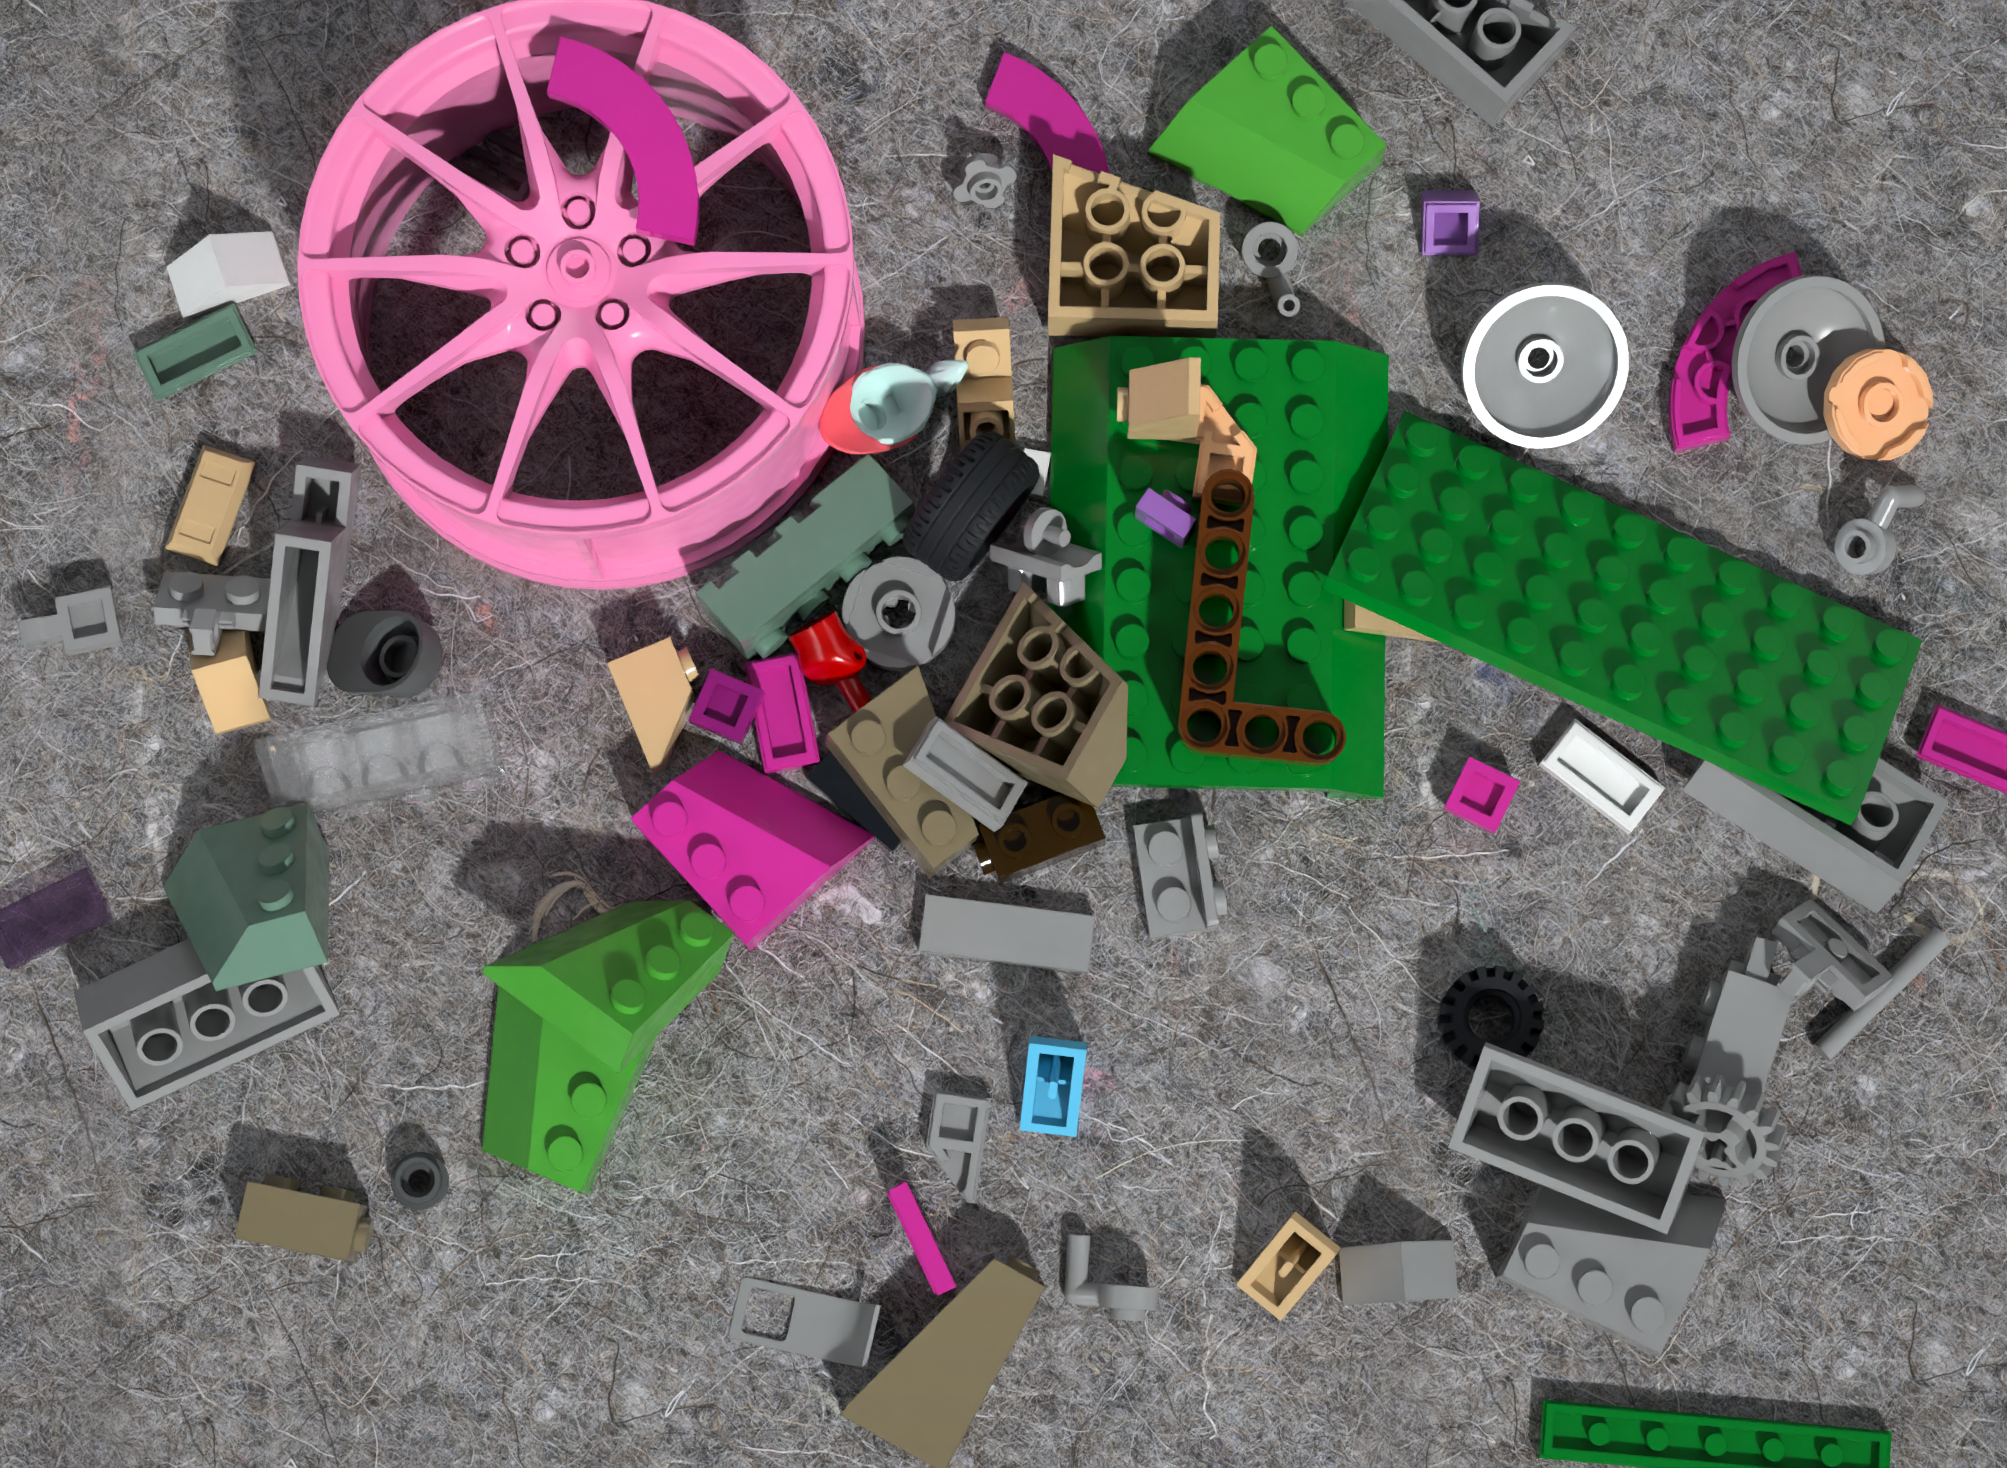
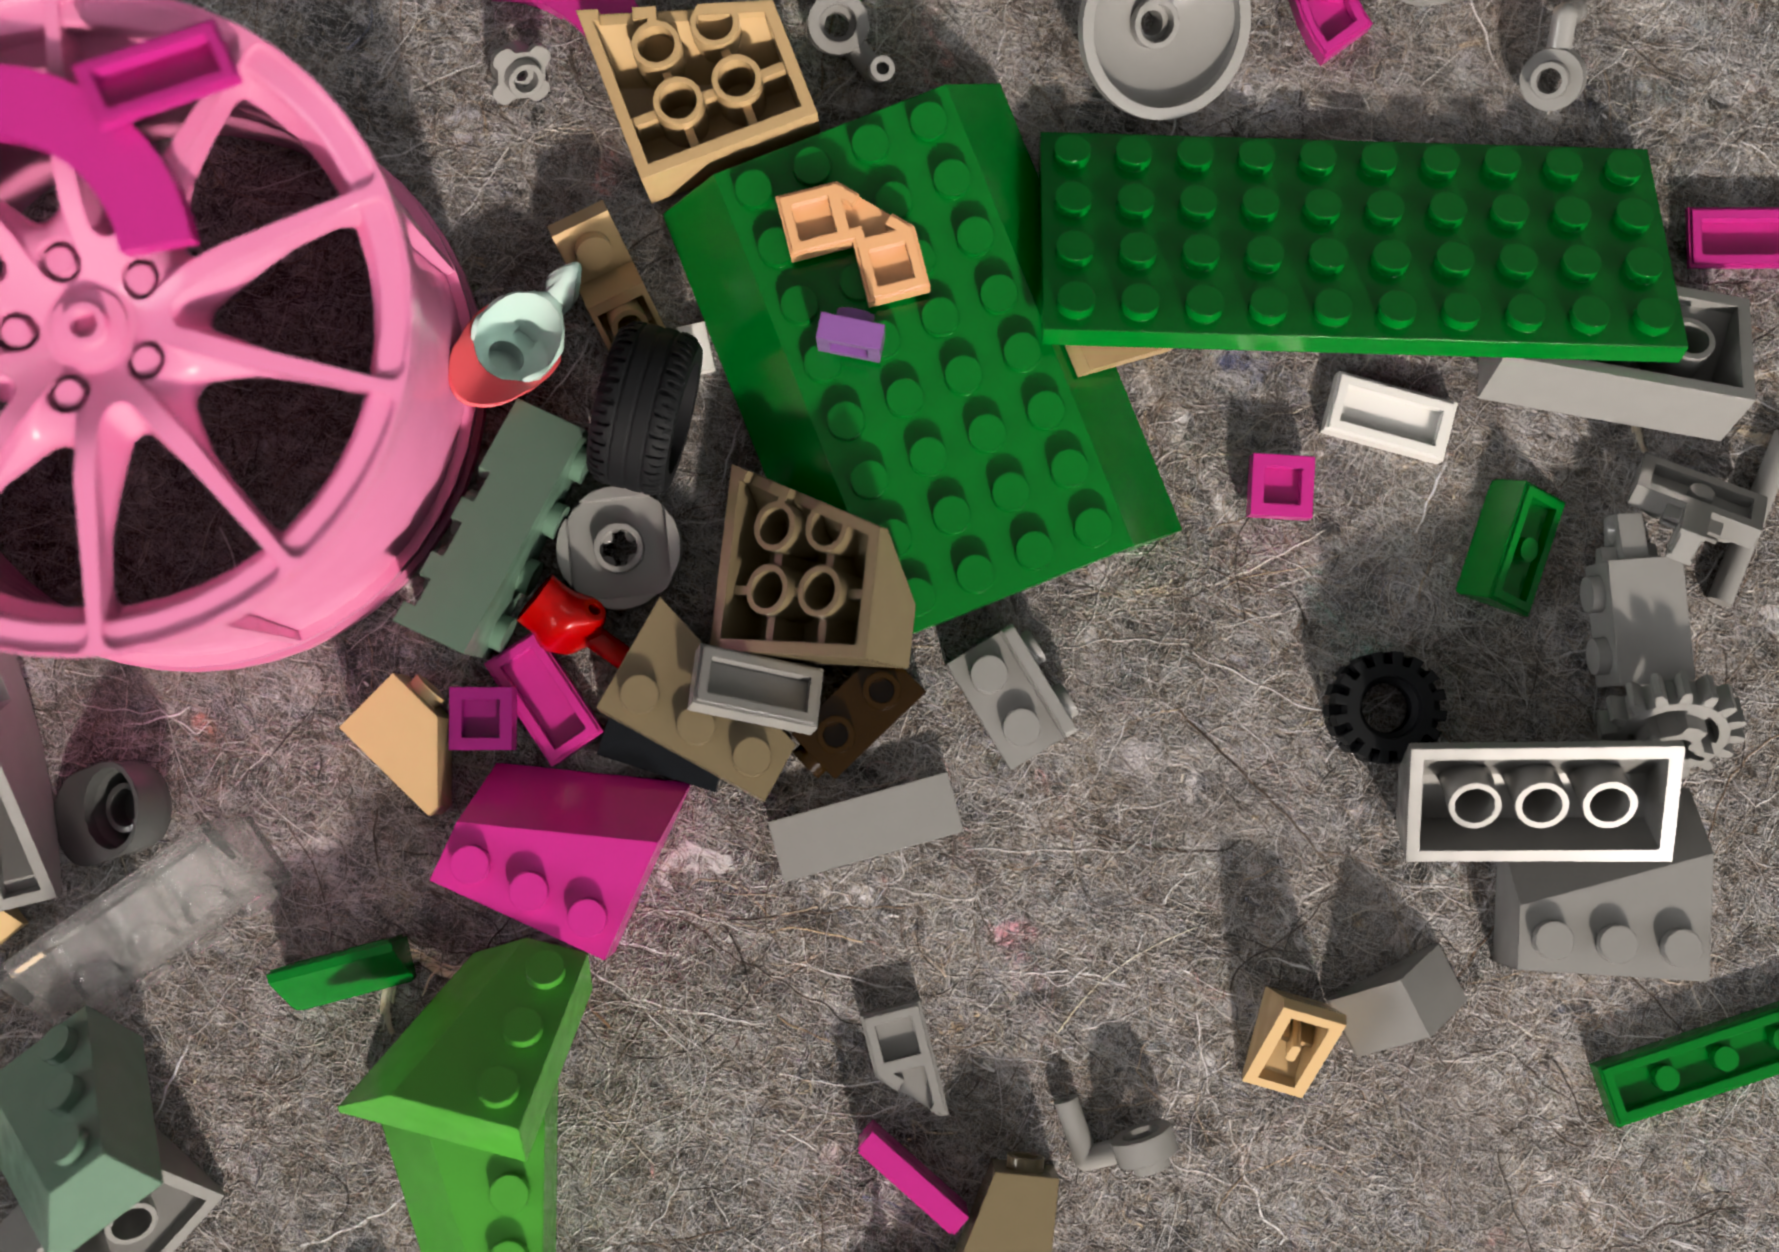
camera: 30 degrees left, 5 degrees up
(519, 871) = (344, 973): none -> green slope
(720, 109) = (157, 74): none -> dark pink tile
(1047, 554) = (745, 426): light grey hips -> none
(1053, 1086) = (978, 961): medium azure slope -> none
(1162, 401) = (798, 211): tan slope -> none
(1224, 643) = (969, 441): reddish brown beam -> none
(1661, 930) = (1510, 546): none -> green slope

